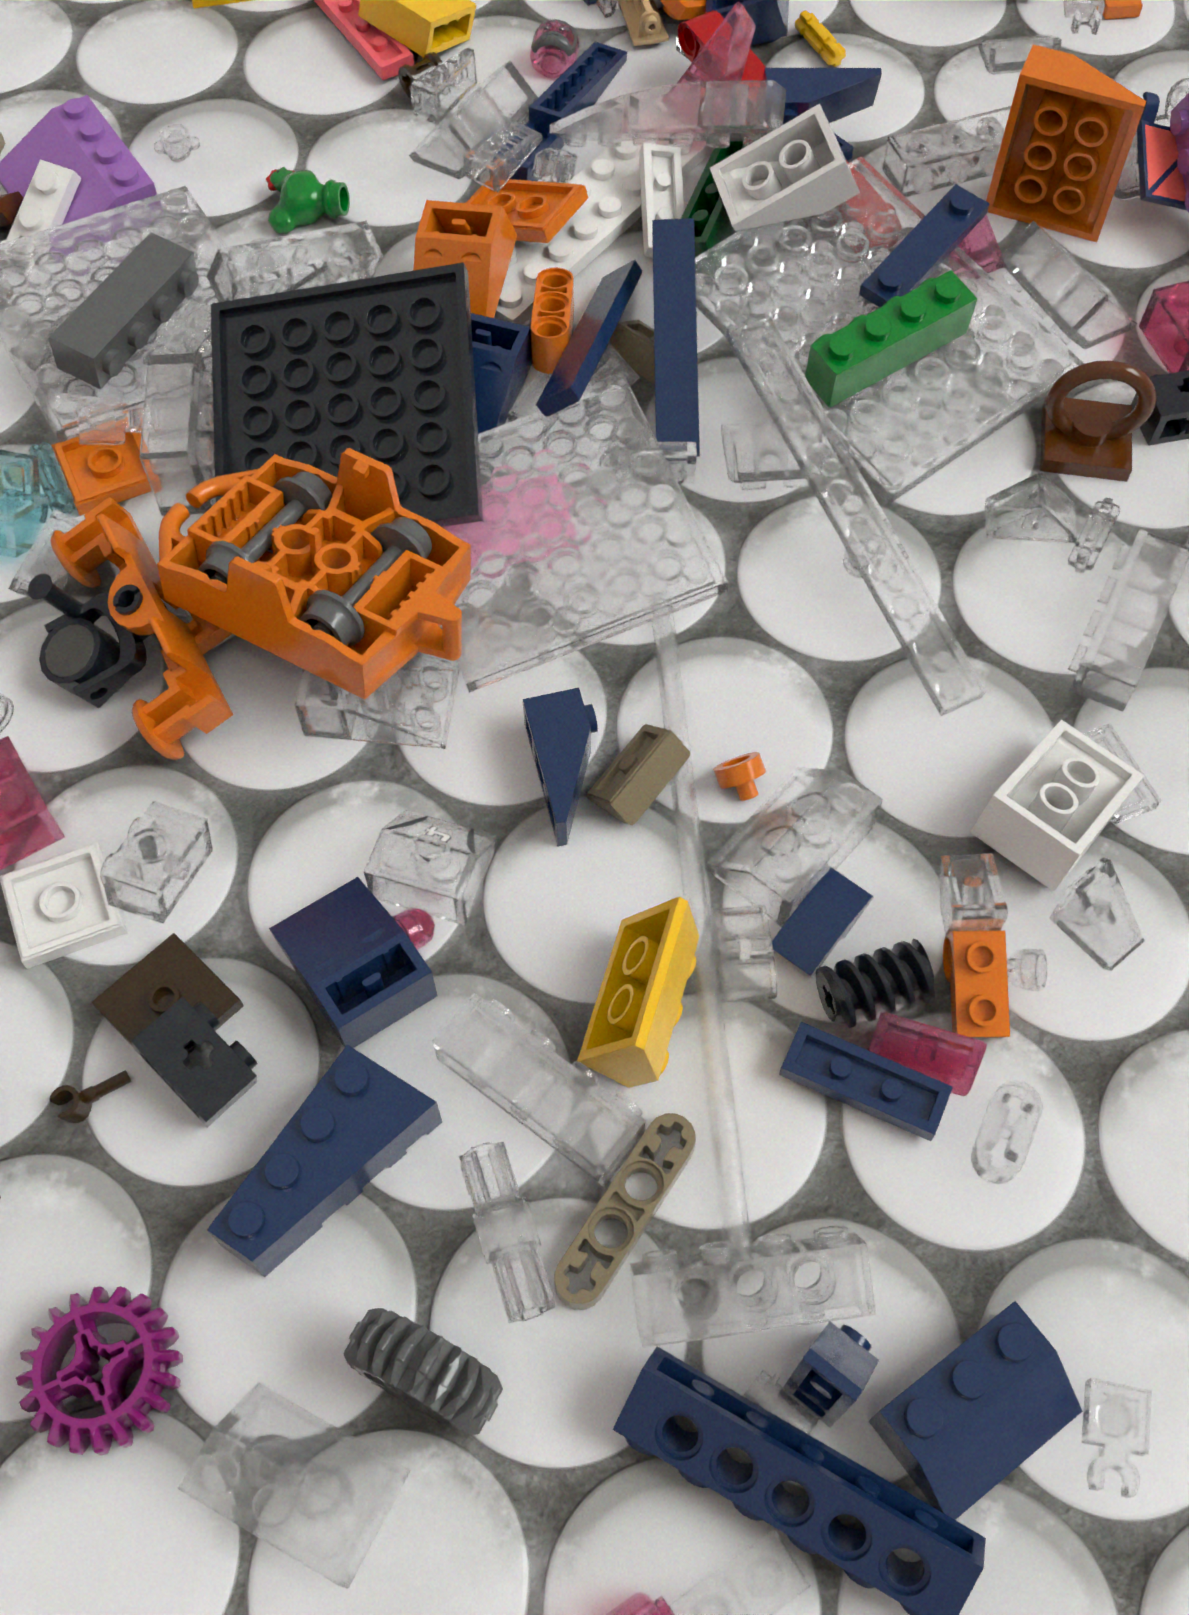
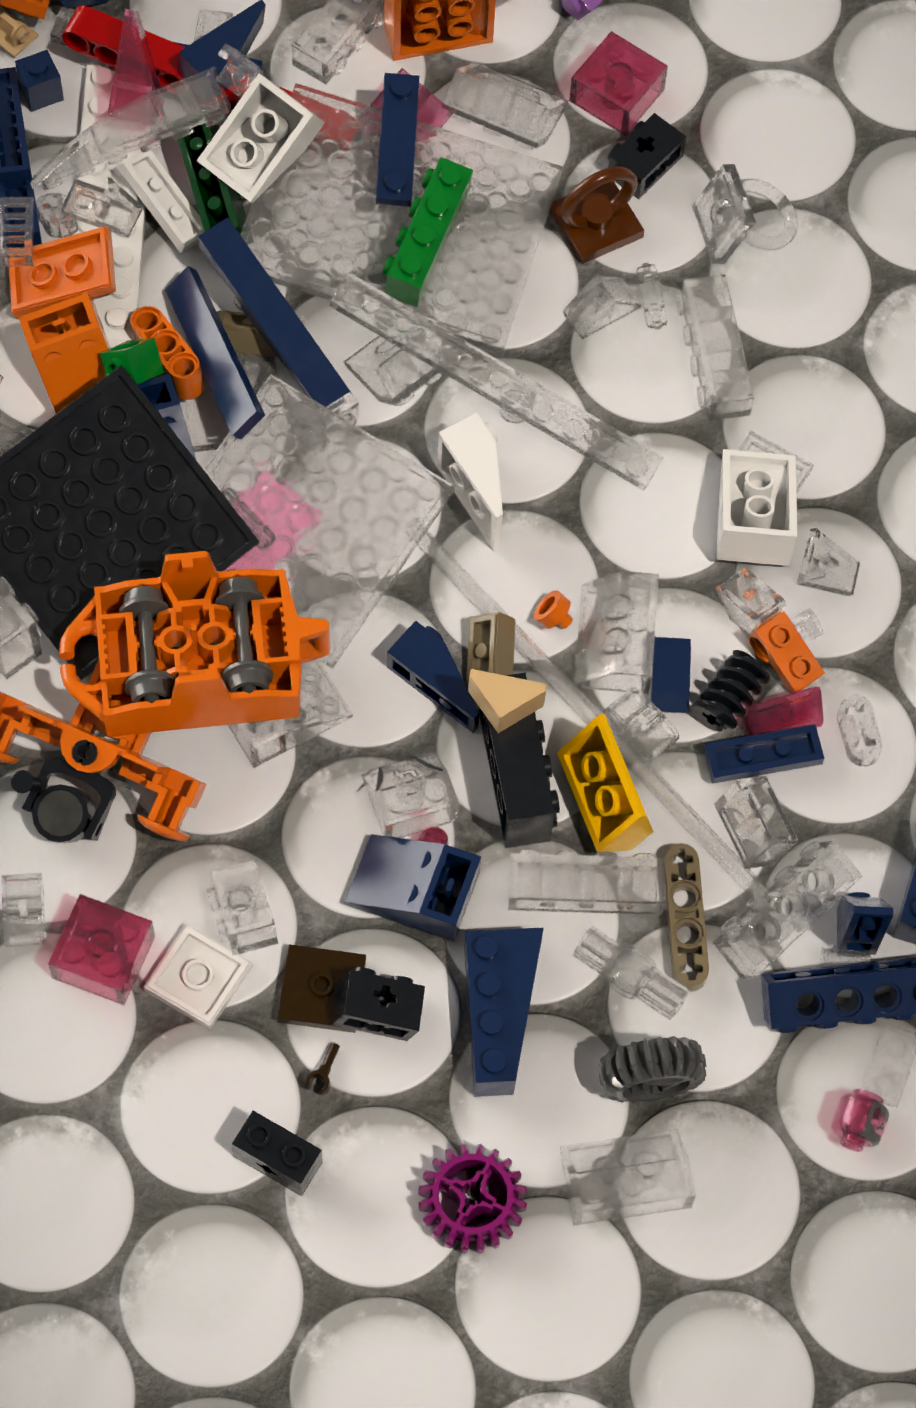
camera: 40 degrees left, 5 degrees up
(490, 493) = (263, 533): none -> clear axle
(502, 296) = (137, 357): none -> green brick
(563, 897) = (521, 779): none -> black brick
(586, 811) = (505, 698): none -> tan slope
(591, 165) = (102, 206): none -> clear slope
(634, 62) = (39, 80): none -> dark blue brick
(764, 582) = (471, 464): none -> white slope
(790, 1154) = (756, 822): none -> clear brick
(800, 97) = (238, 71): none -> clear bracket

